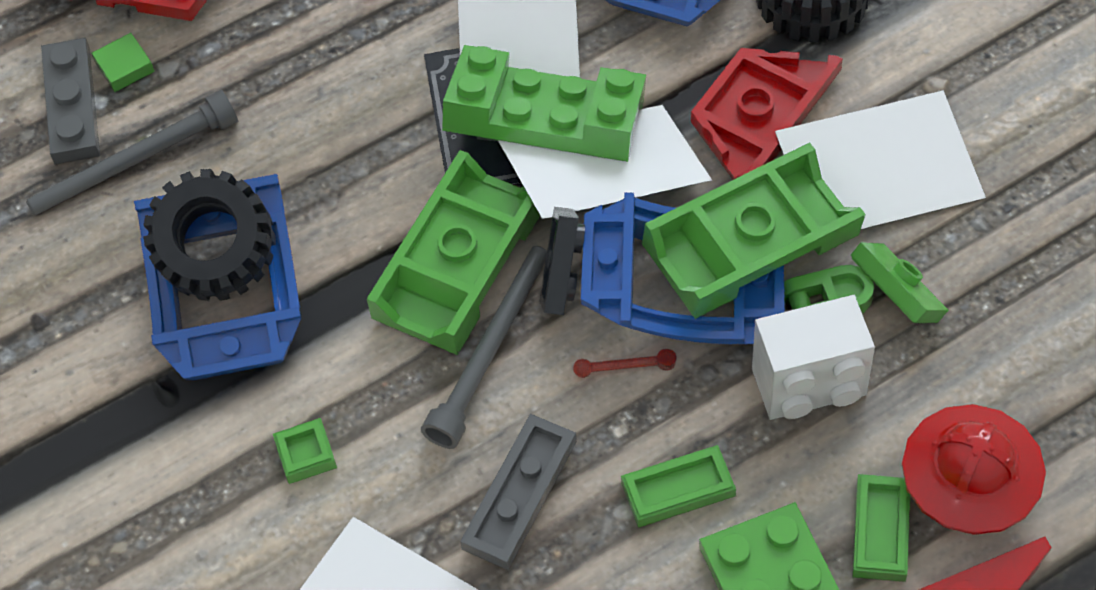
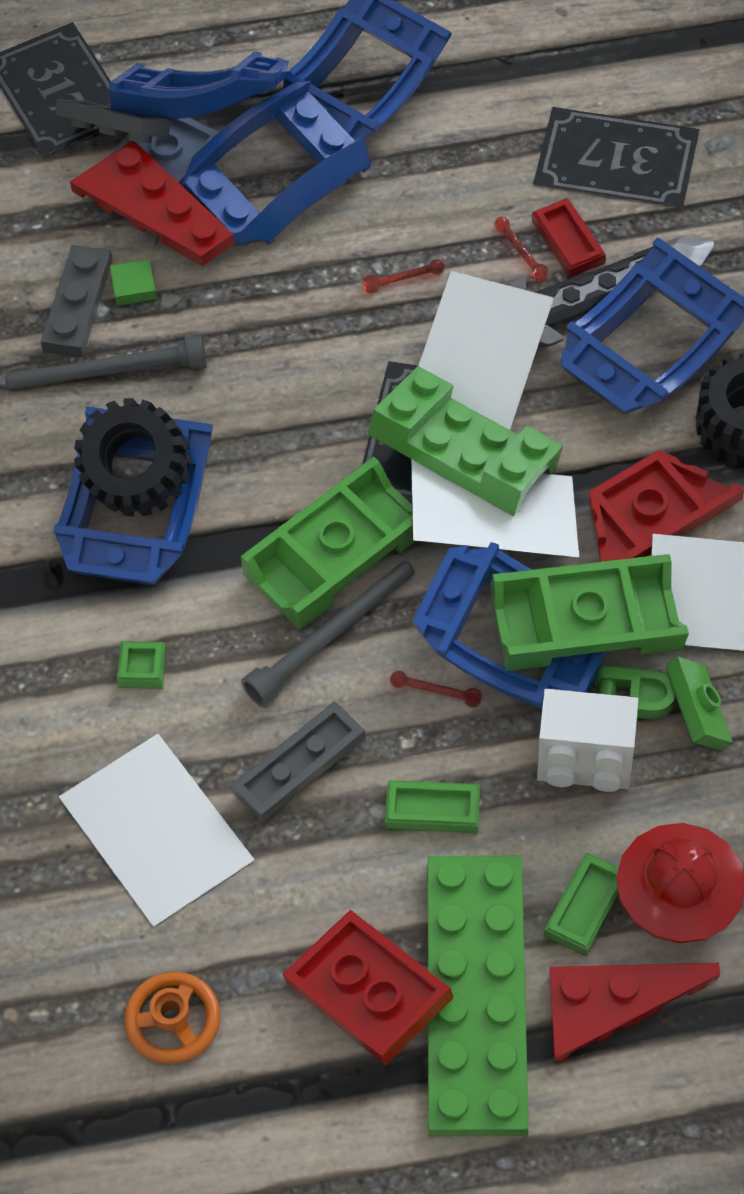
camera: 20 degrees right, 0 degrees up
(558, 281) = (423, 565): black plate -> none

